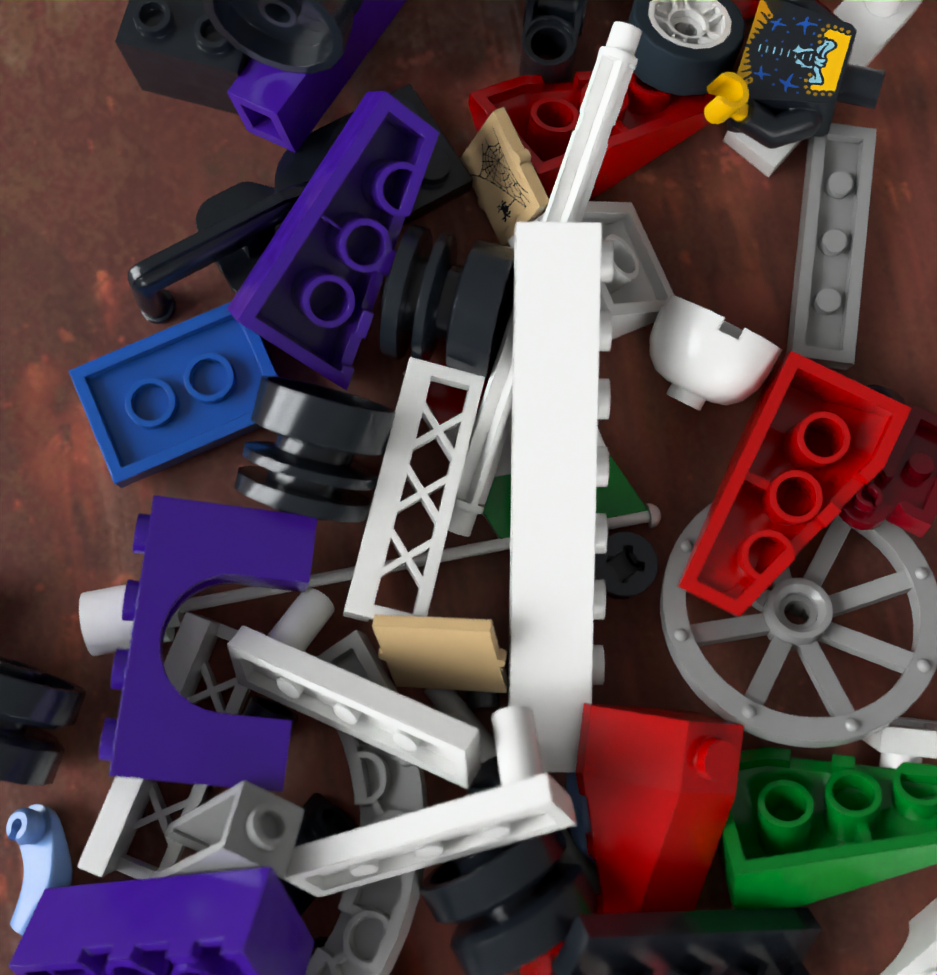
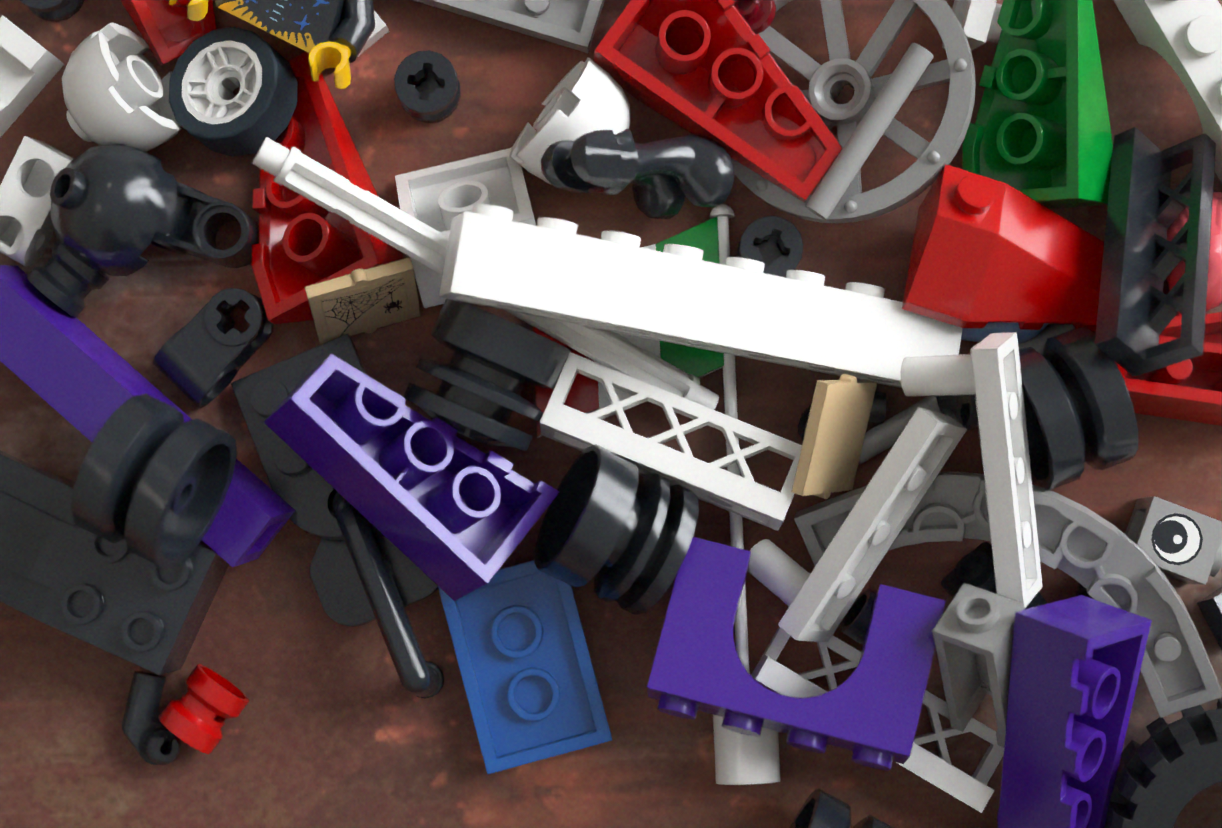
camera: 85 degrees left, 5 degrees up
(83, 64) = (142, 723): none -> black arm
(96, 104) = (201, 712): none -> red wheel
(440, 61) = (207, 350): none -> black piece
(684, 446) = (658, 170): none -> black piece
(716, 228) = (427, 100): none -> black wheel
(764, 641) = (869, 131): none -> light grey bar

